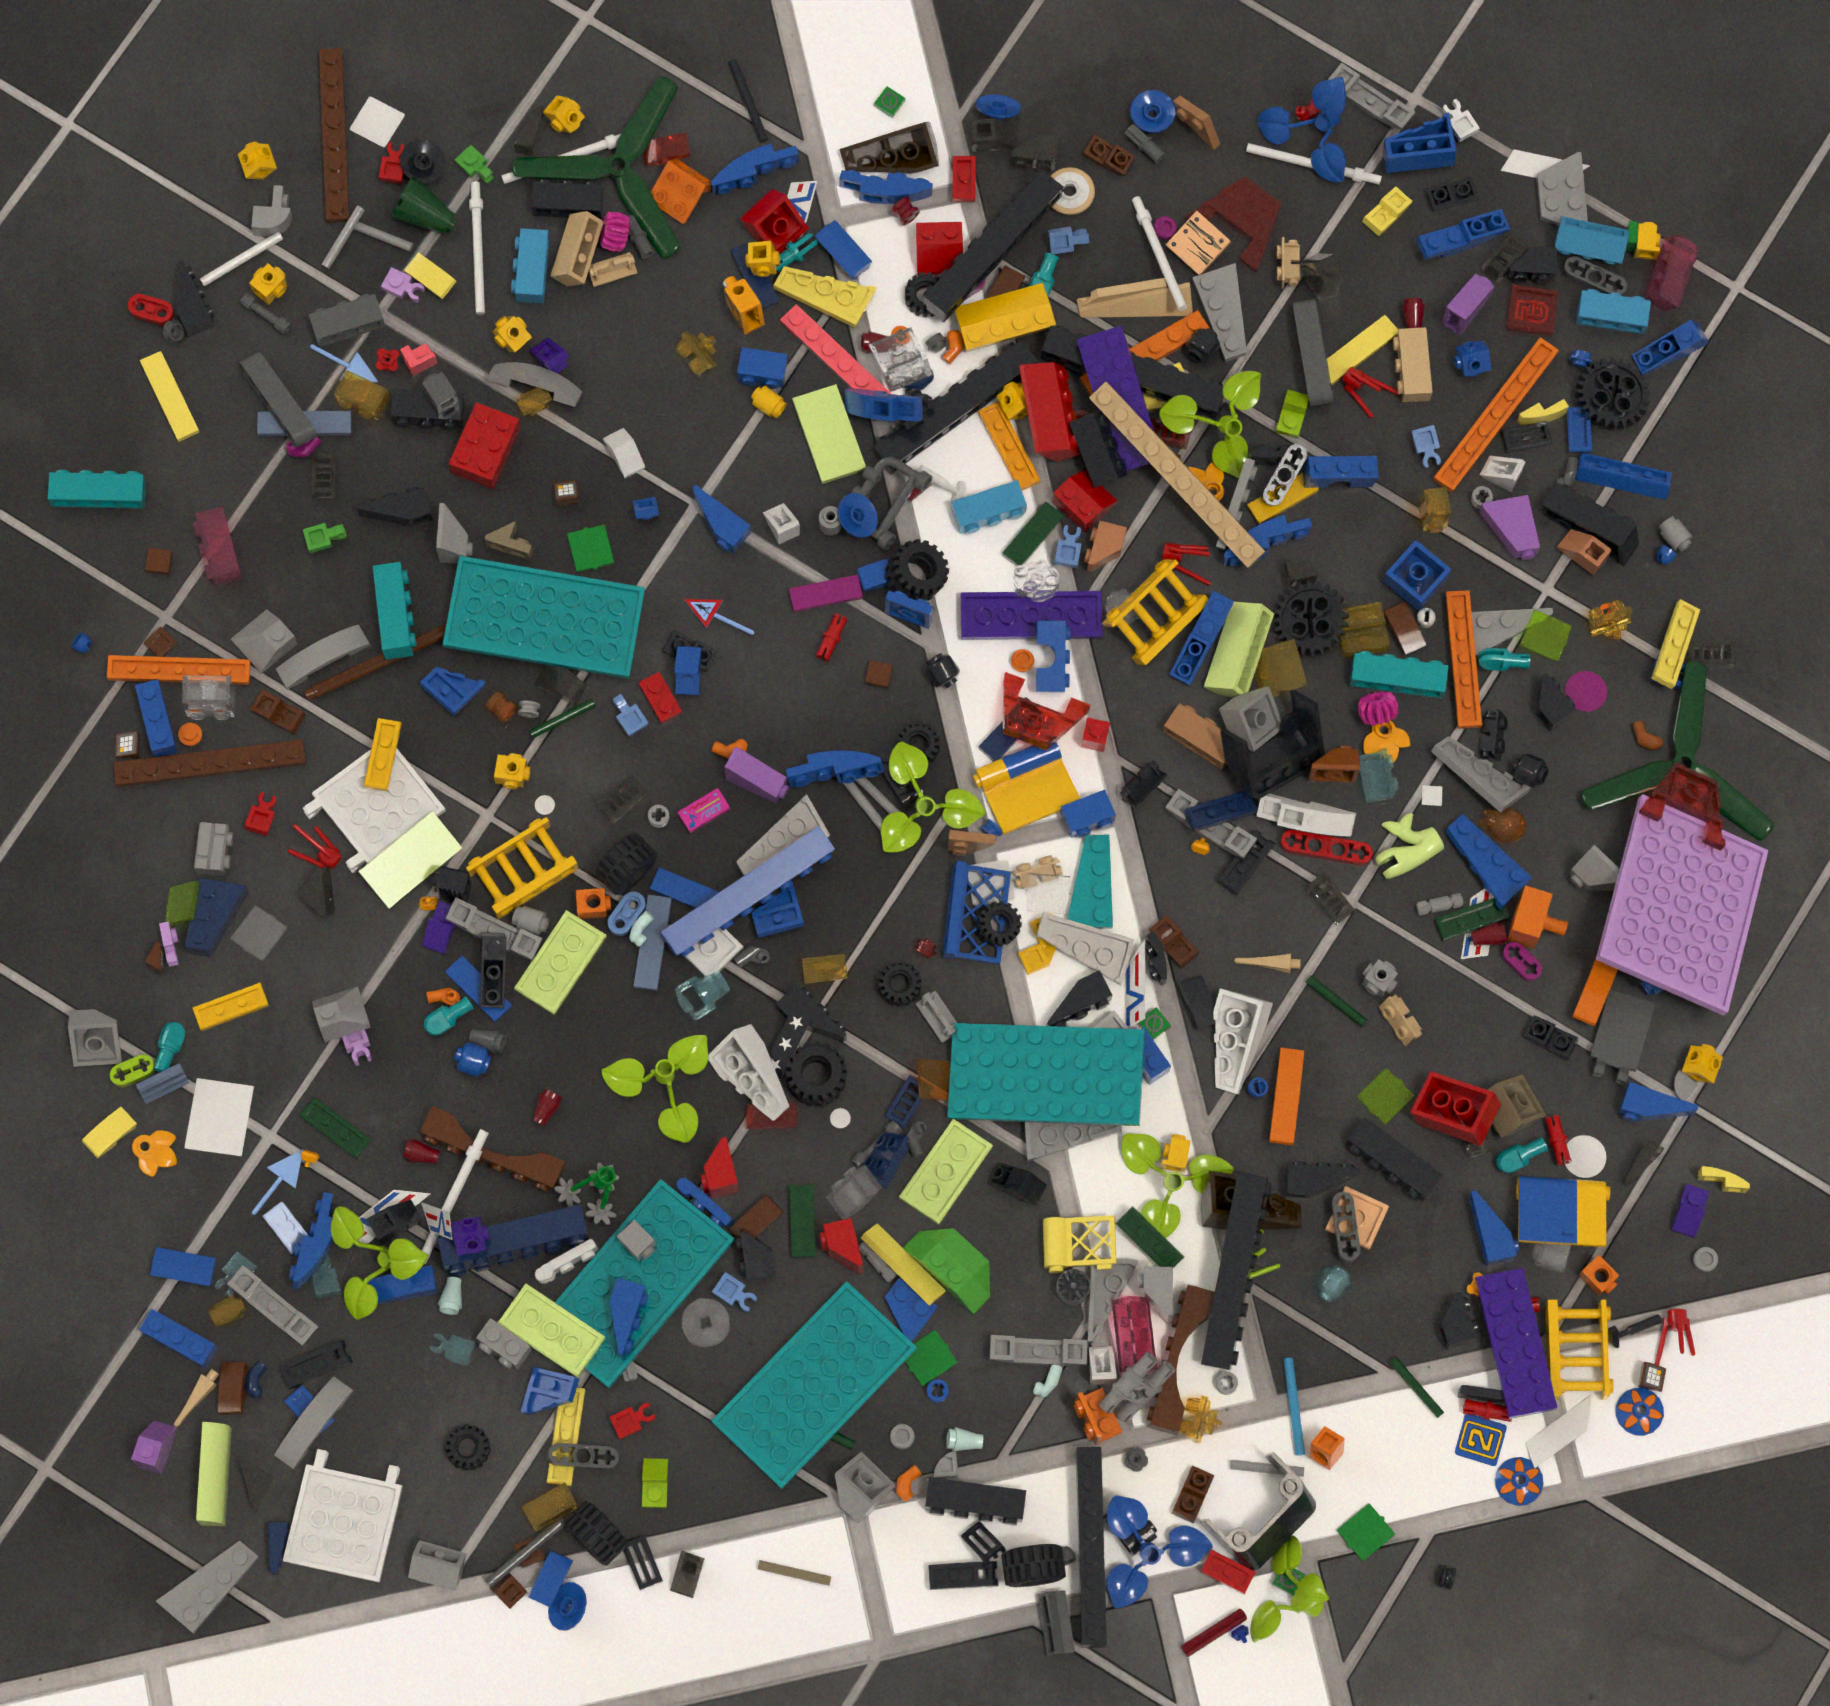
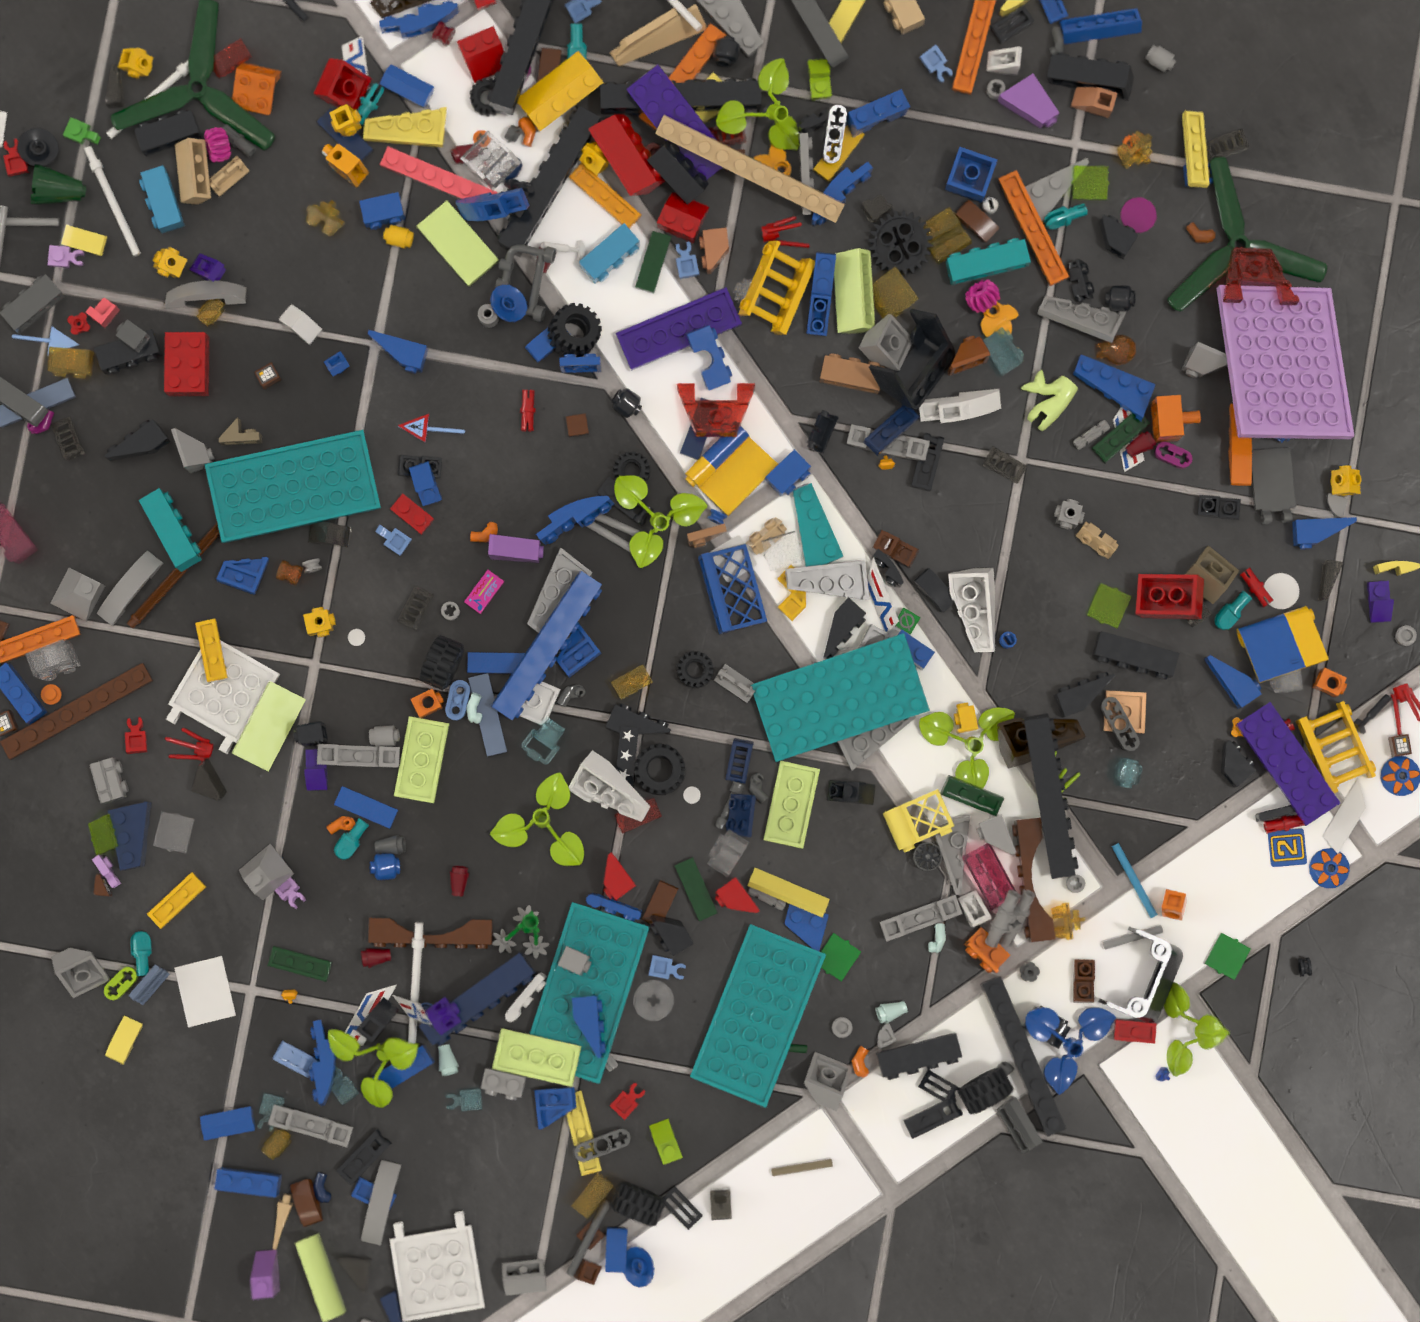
camera: 20 degrees left, 10 degrees up
(158, 1153) = (169, 1040): light orange plate -> none
(277, 712) = (113, 648): reddish brown slope -> none
(286, 1170) = (276, 1012): light blue piece -> none
(320, 537) = (87, 492): bright green plate -> none
(428, 903) = (297, 754): light orange rock -> none
(460, 1434) = (500, 1183): black tyre -> none
(492, 969) = (371, 788): black slope -> none
(523, 891) = (368, 715): yellow fence -> none
(562, 718) = (341, 562): dark green bar -> none
(590, 548) = (306, 414): green piece -> none
(744, 169) = (300, 51): blue slope -> none
(782, 523) = (450, 332): white slope -> none
(825, 593) = (508, 376): magenta tile -> none
(926, 947) = (704, 632): clear red plate -> none
(933, 1079) = (753, 737): clear orange piece -> none
(945, 1391) = (861, 979): blue bush -> none
(953, 1265) = (827, 876): bright green wedge -> none
(1009, 914) = (745, 599): black tyre -> none
(1022, 660) = (686, 368): orange plate -> none
(1036, 570) = (669, 290): clear plate -> none
(1095, 734) = (768, 406): red brick -> none
(1214, 1632) = (1142, 1082): dark red axle -> none
(1280, 962) = (985, 532): tan piece -> none
(1285, 1584) = (1182, 1022): green tile -> none
(1286, 1096) = (1033, 638): orange slope -> none
(1326, 845) = (985, 424): red beam -> none
(1336, 1001) = (1041, 545): dark green bar -> none
(1356, 379) = (859, 30): red plant -> none
(1416, 1387) = (1223, 827): dark green bar -> none
(1432, 795) = (1050, 348): white sticker -> none
(1434, 509) = (964, 115): clear yellow brick -> none
(1665, 555) = (1158, 78): blue hinge -> none

